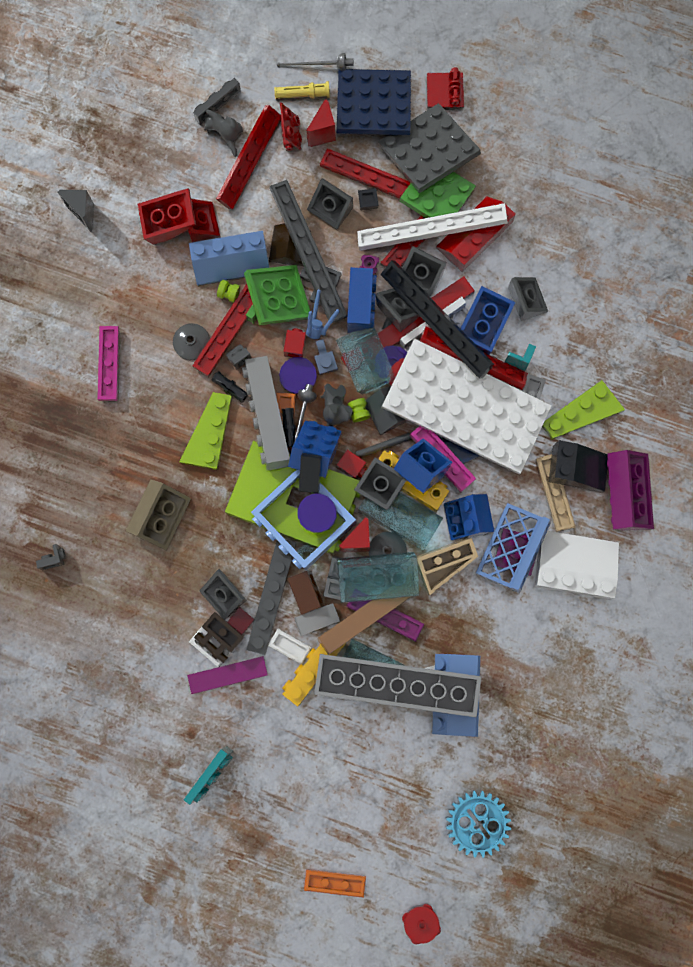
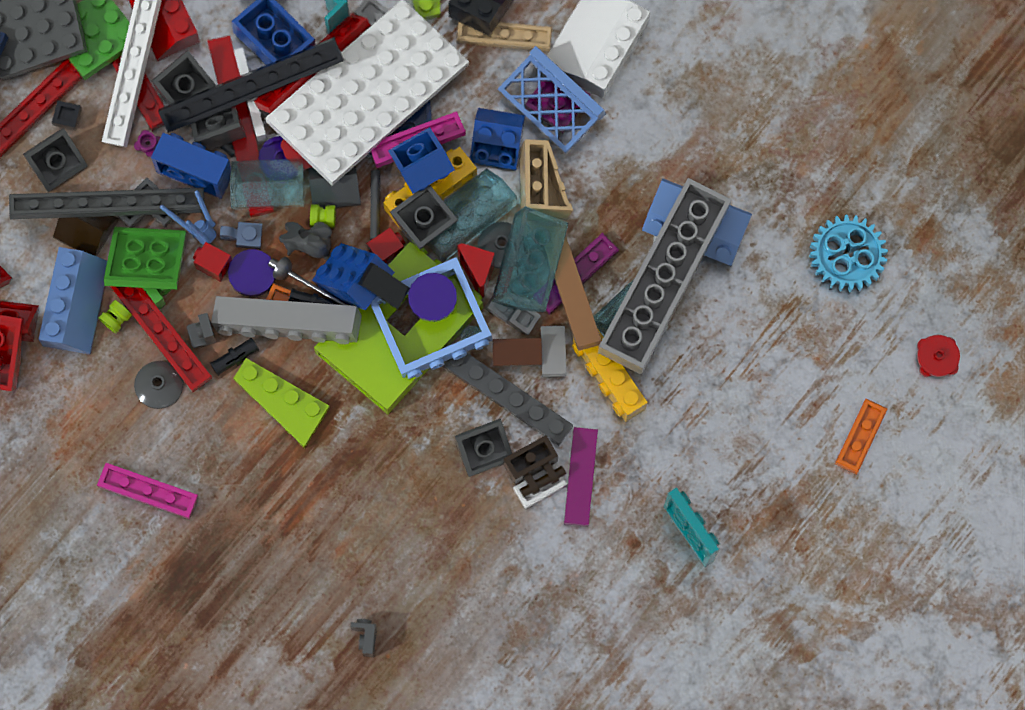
camera: 75 degrees left, 5 degrees down
(158, 514) = (358, 492): dark tan slope -> none
(241, 620) = (521, 437): dark red tile -> none
(289, 646) = (573, 394): white tile -> none

